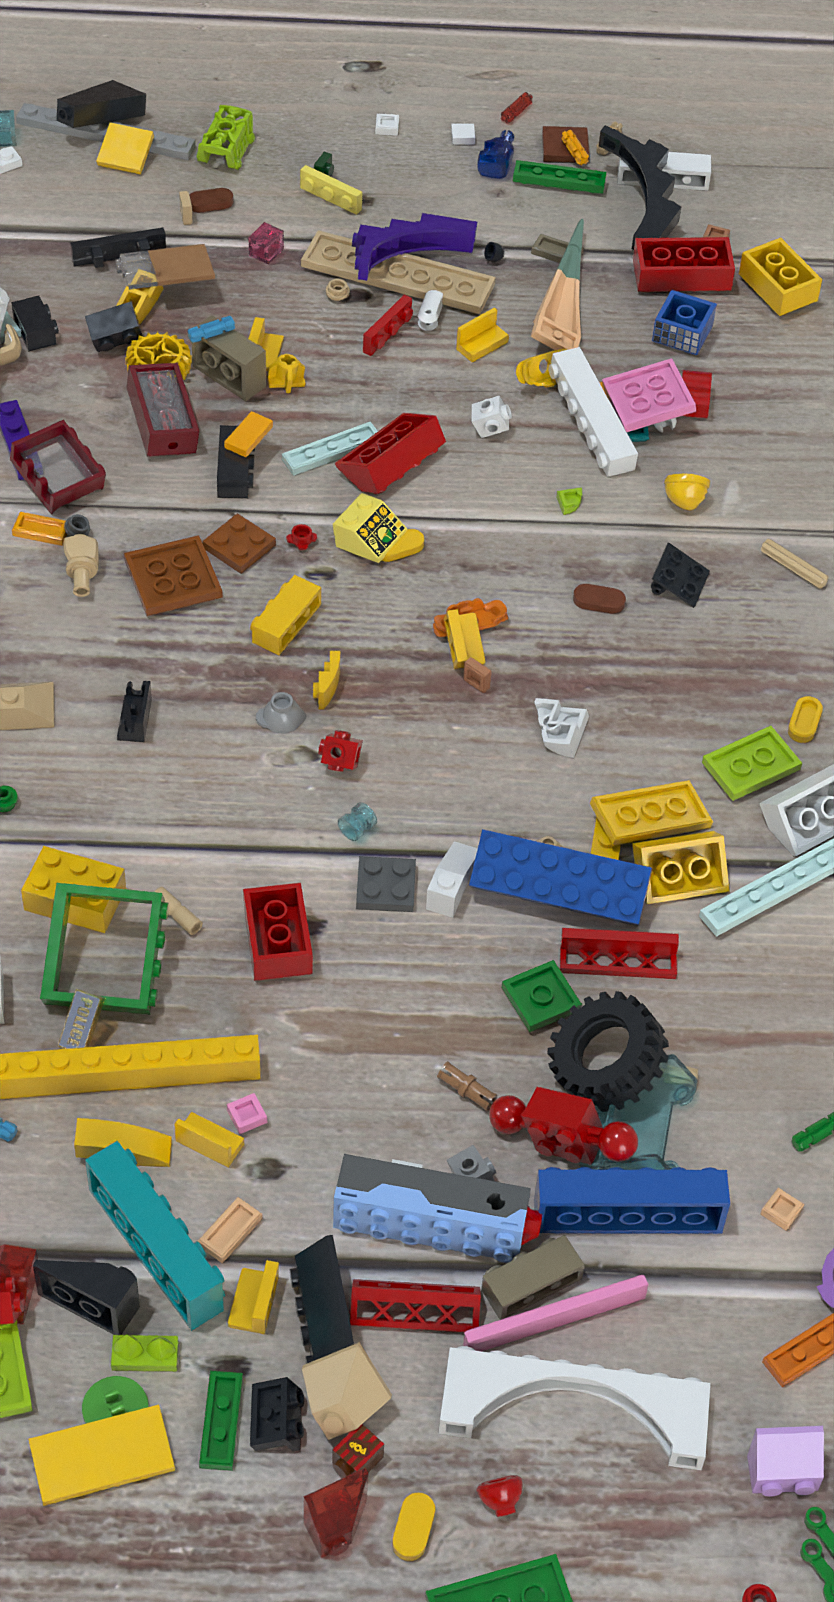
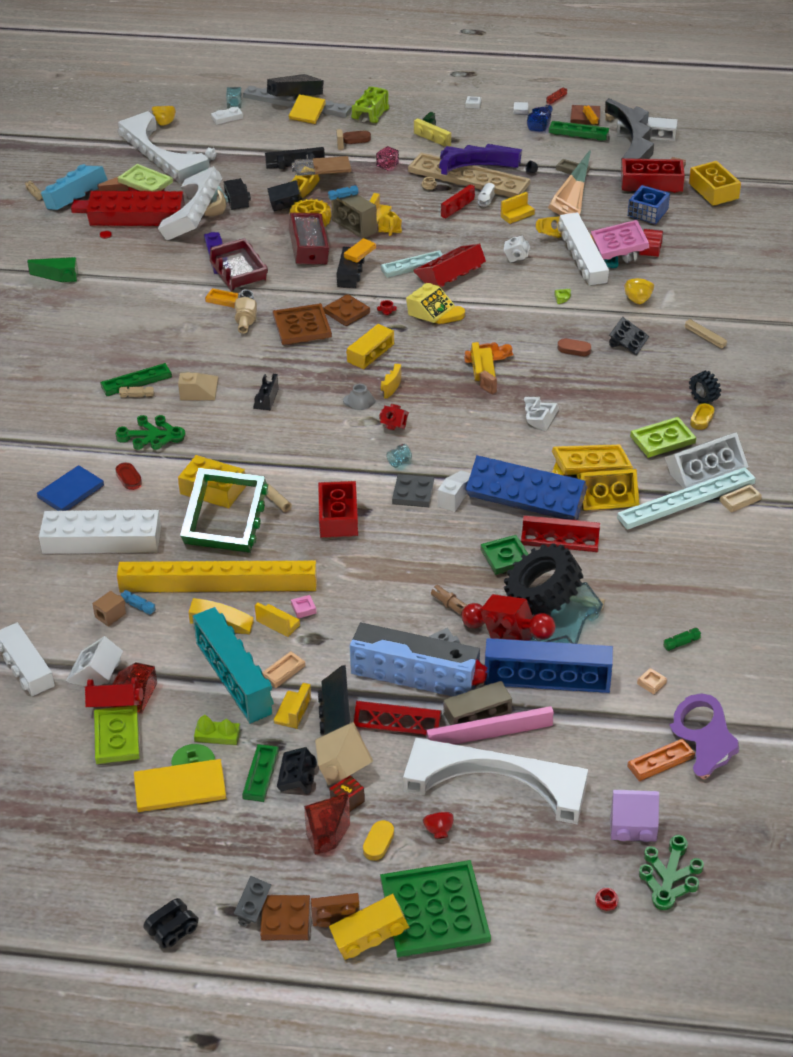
camera: 10 degrees right, 10 degrees down
(81, 1020) = (206, 546): slope -> none
(91, 1291) = (185, 691): black slope -> none
(806, 671) = (705, 387): none -> black wheel

